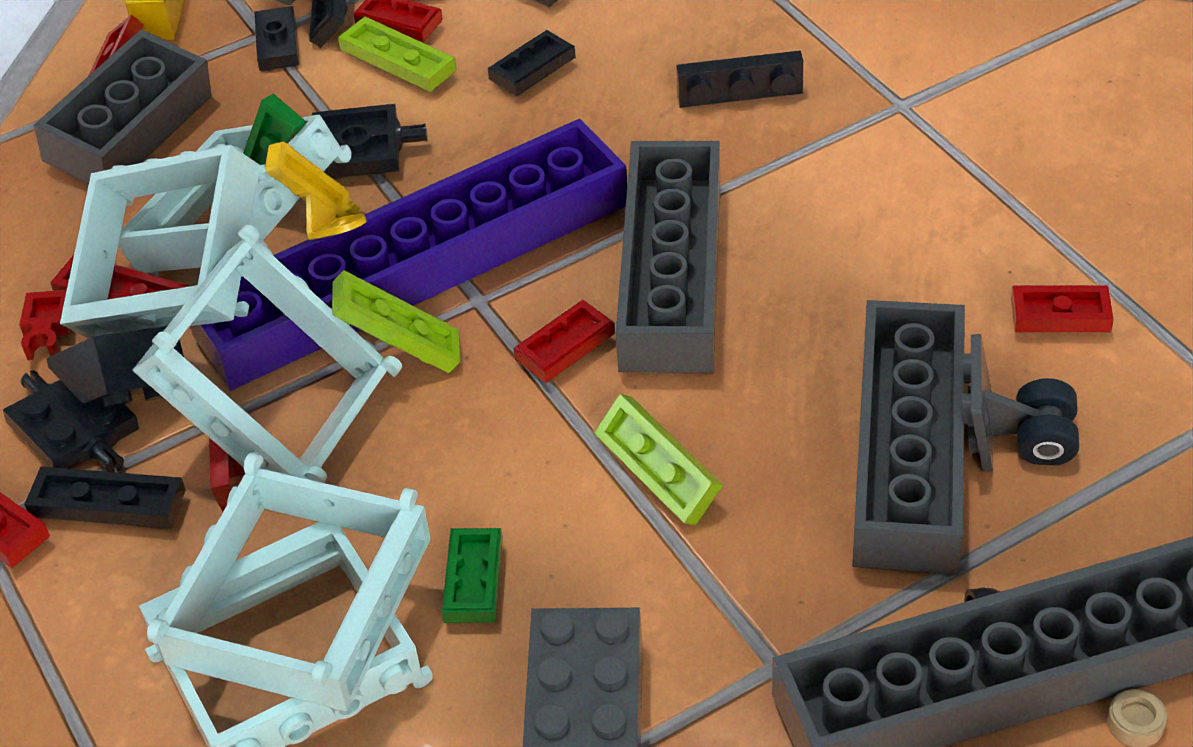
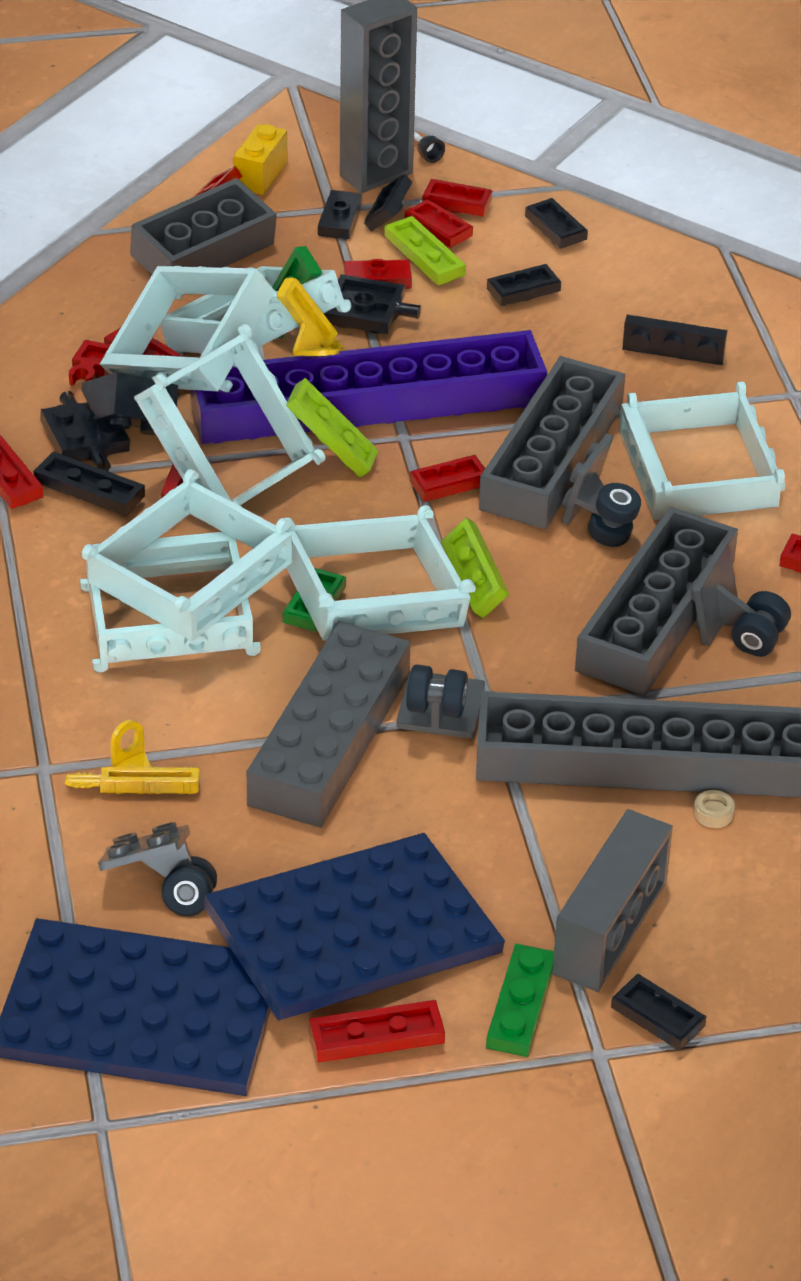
camera: 15 degrees right, 5 degrees down
(354, 93) = (382, 270): none -> red plate
(577, 574) = (380, 614): none -> light aqua window
(709, 681) = (440, 702): none -> plate
(789, 323) = (612, 505): none -> plate
(845, 287) = (715, 497): none -> light aqua window

